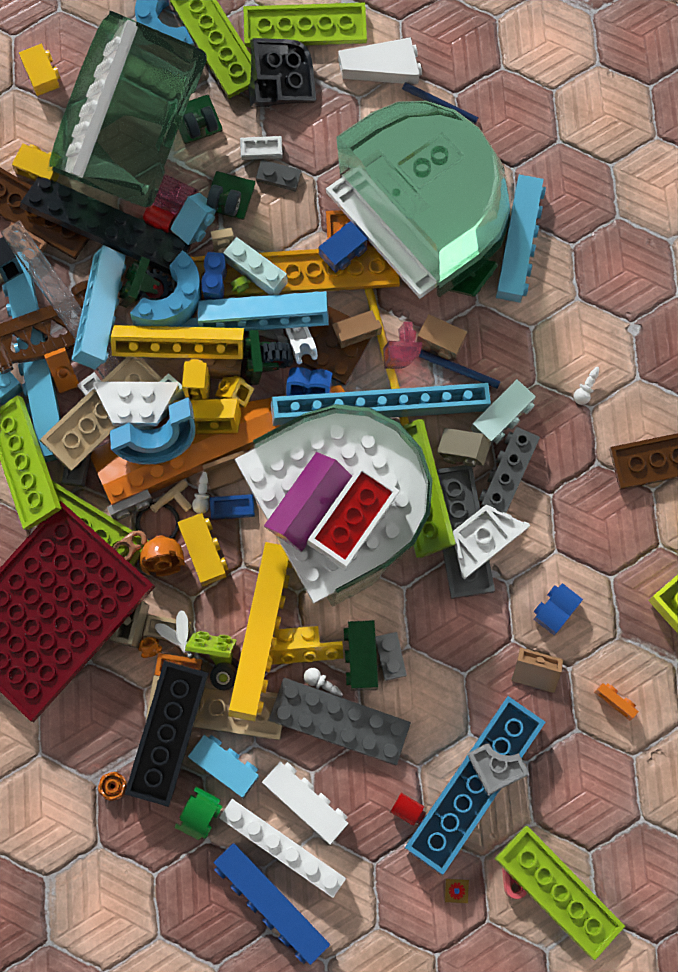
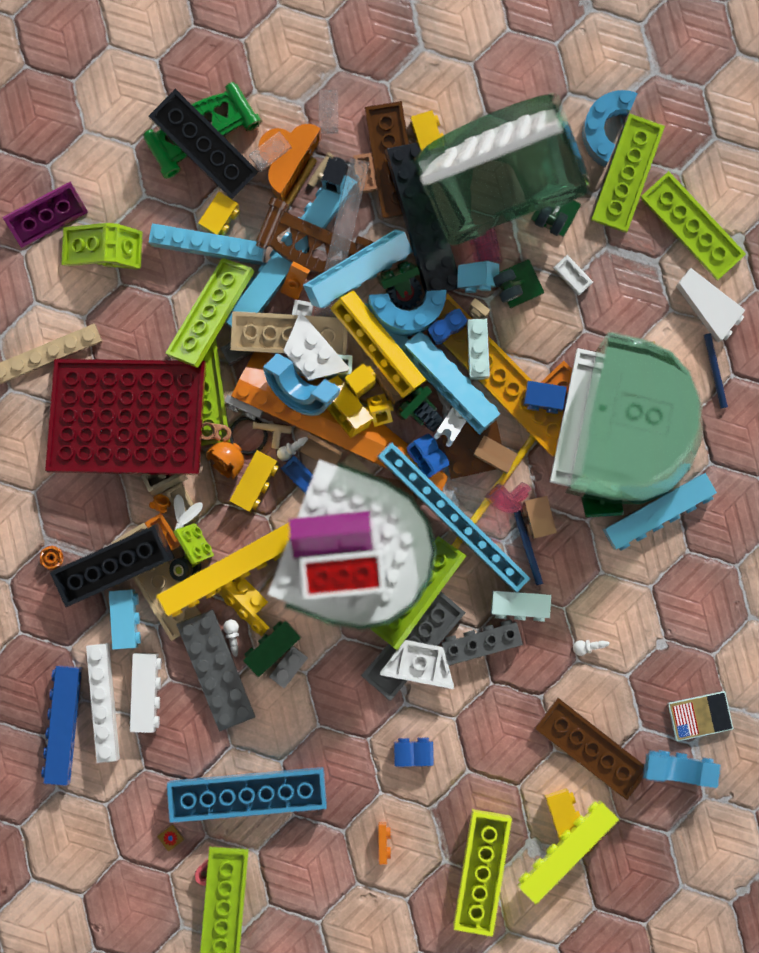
camera: 50 degrees right, 10 degrees up
(39, 69) = (497, 71): yellow brick -> none
(159, 218) = (460, 254): red brick -> none
(198, 814) = (78, 629): green brick -> none
(240, 284) = (458, 348): lime plate -> none
(278, 175) = (563, 304): dark grey plate -> none
(280, 73) = (639, 241): black slope -> none
(408, 810) = (196, 763): red brick -> none
(464, 447) = (472, 598): dark tan brick -> none
(496, 769) = (266, 801): light grey tile -> none
(537, 670) = (361, 772): medium nougat panel -> none

